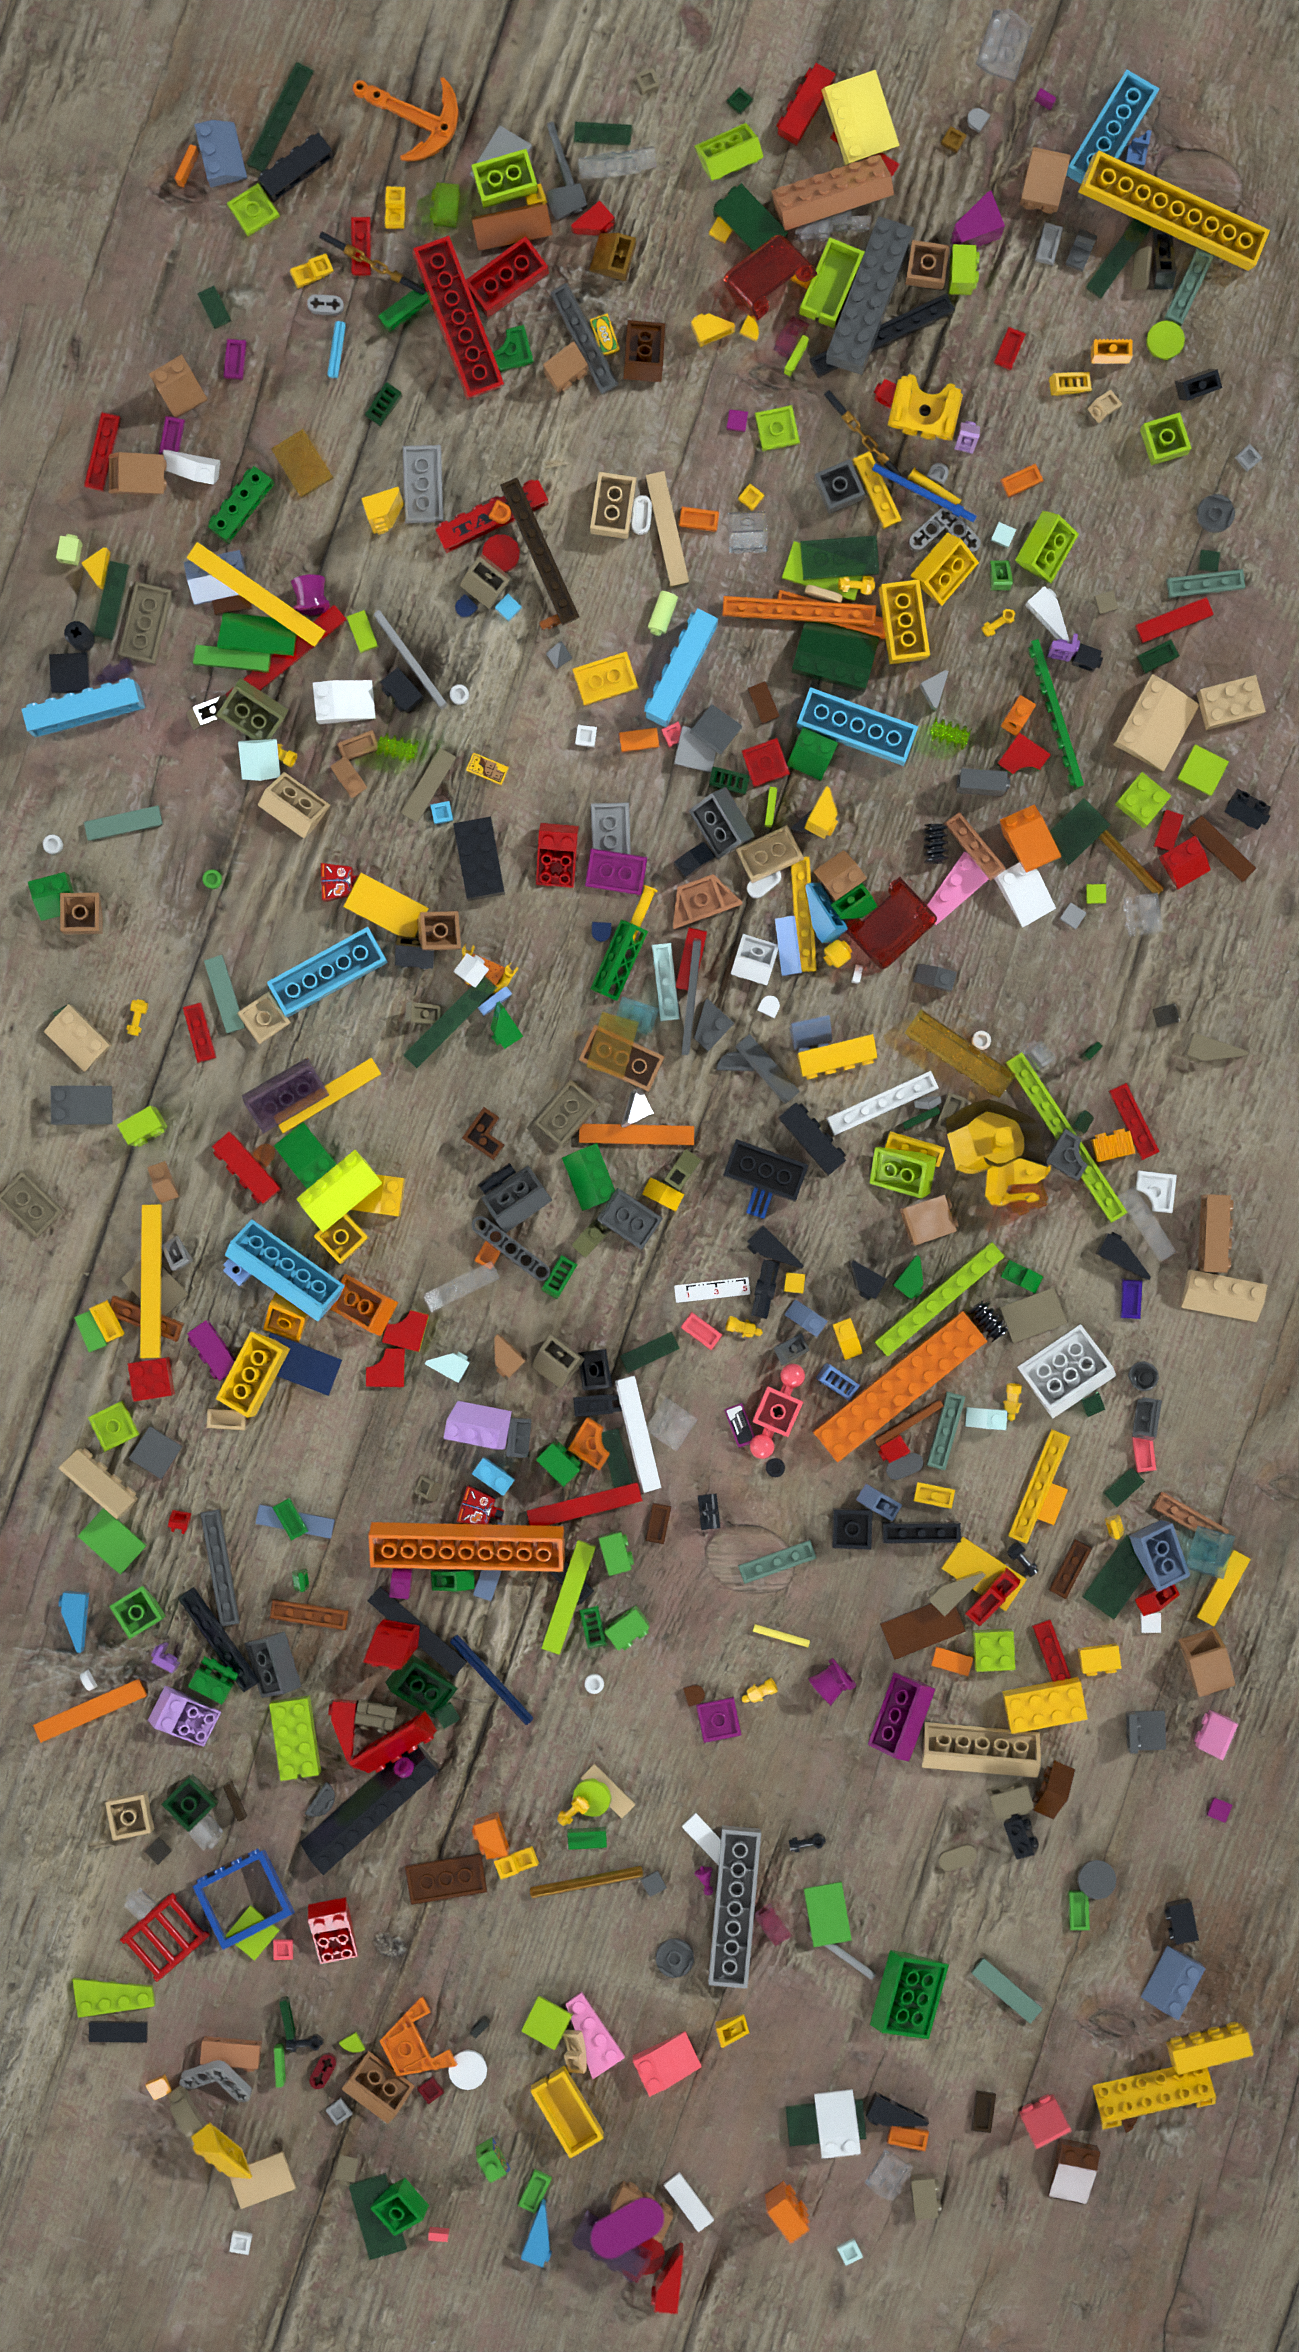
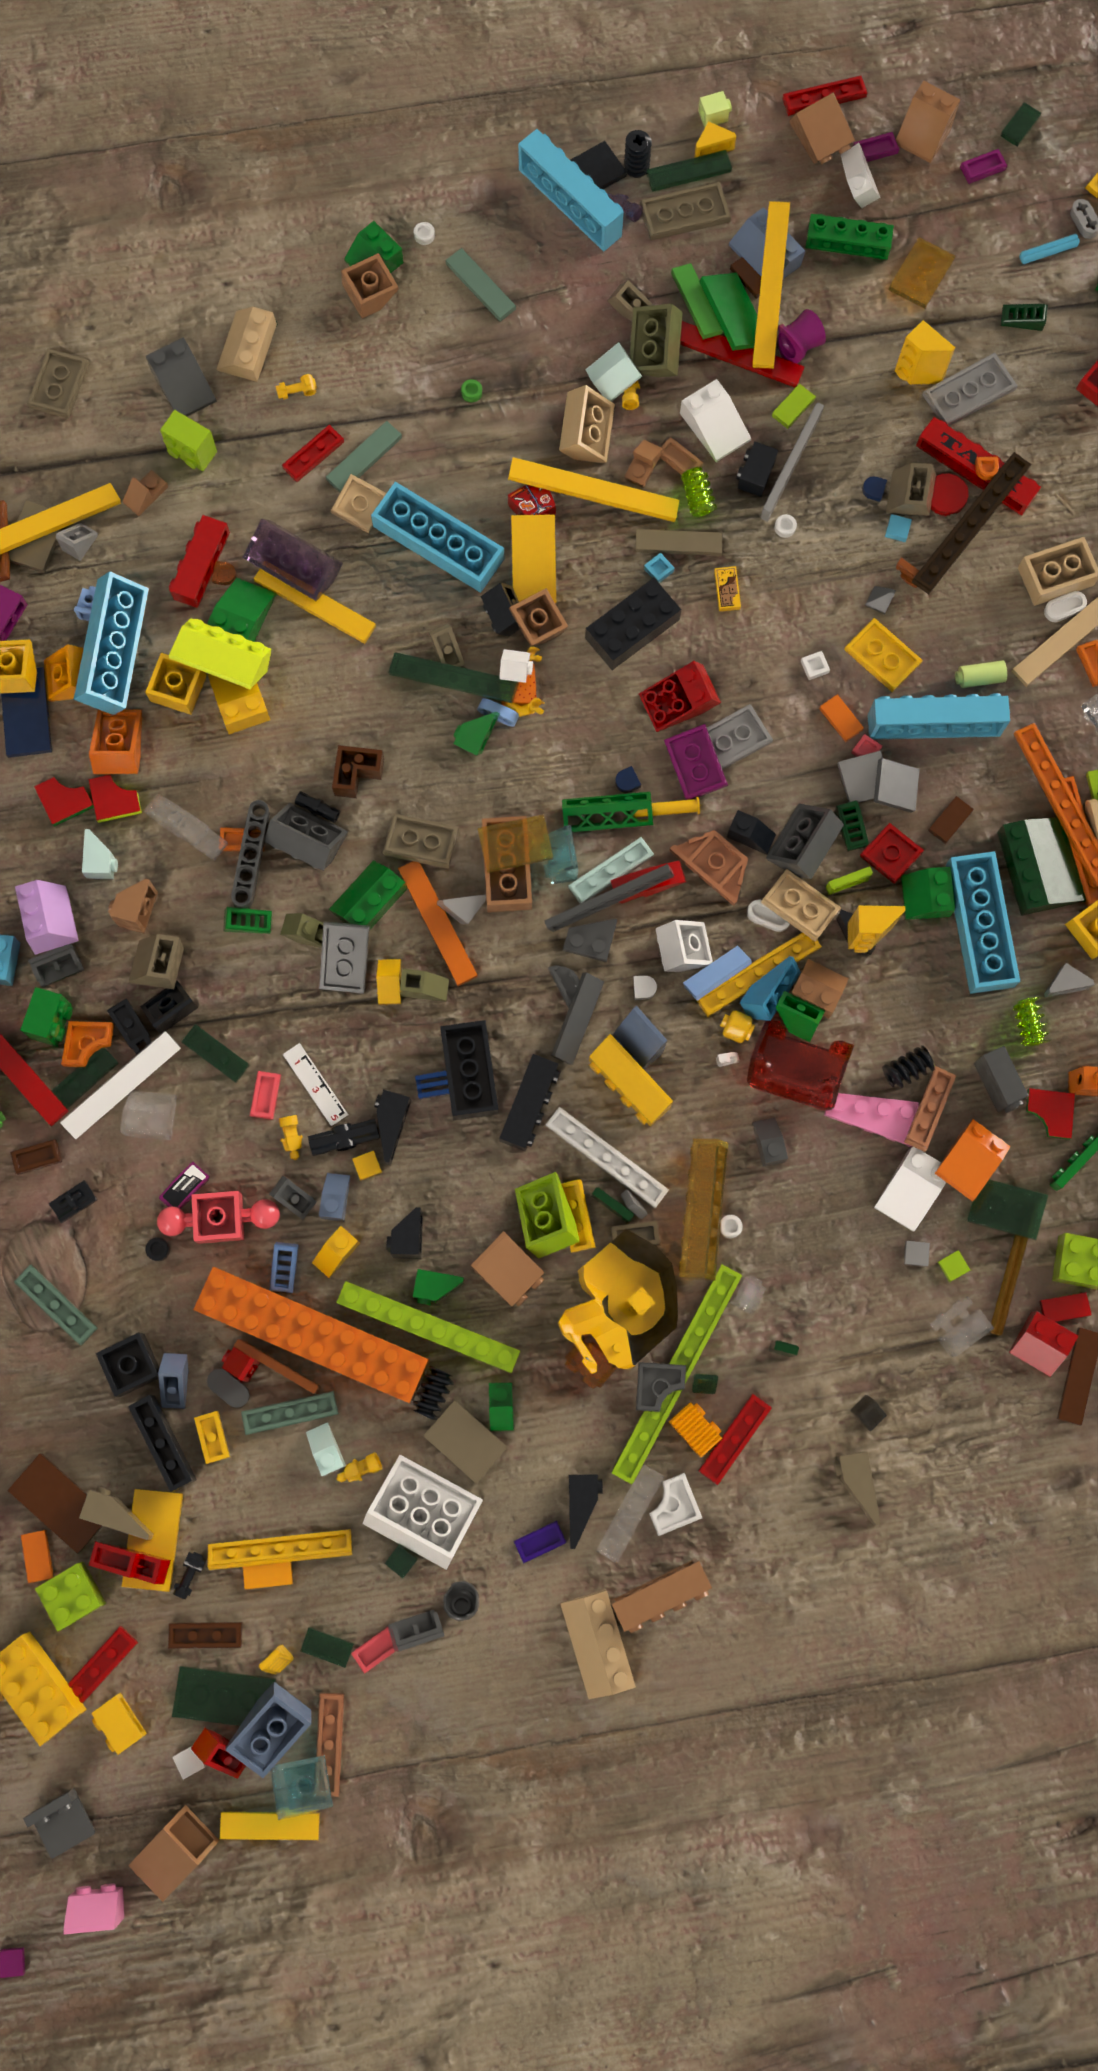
camera: 55 degrees right, 10 degrees down
(353, 829) = (593, 489): none -> yellow tile

